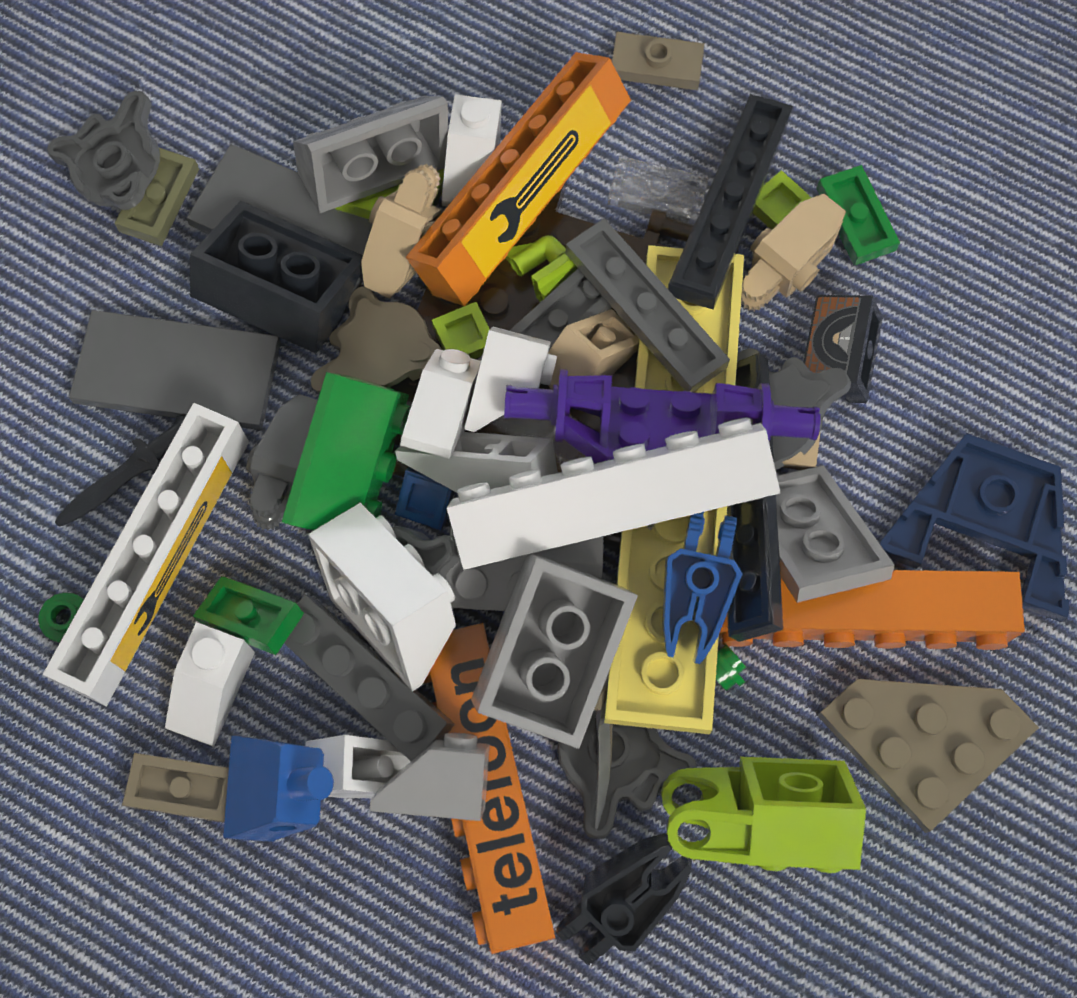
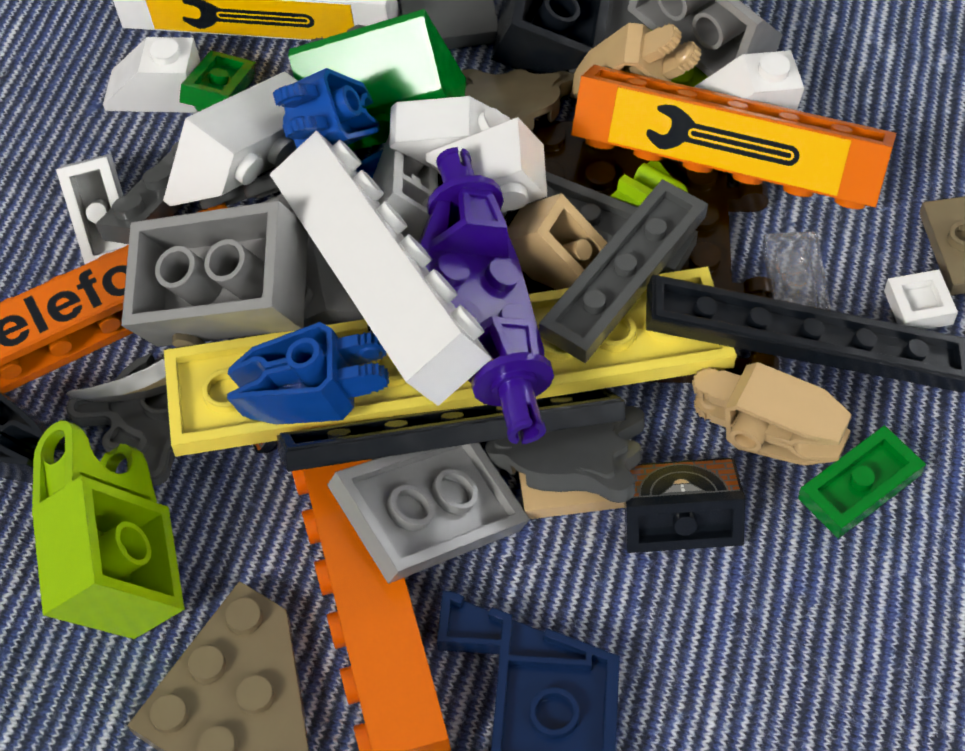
camera: 80 degrees right, 15 degrees down
(177, 787) = (57, 92): dark tan plate -> none
(273, 789) = (65, 138): blue torso -> none
(407, 501) = (326, 104): none -> blue hinge
(440, 781) = (73, 237): light grey slope -> none
(462, 330) = (559, 145): lime plate -> none
(708, 110) = (921, 300): none -> white plate
(729, 668) = (265, 475): green plate -> none
(778, 199) = (847, 389): lime plate -> none

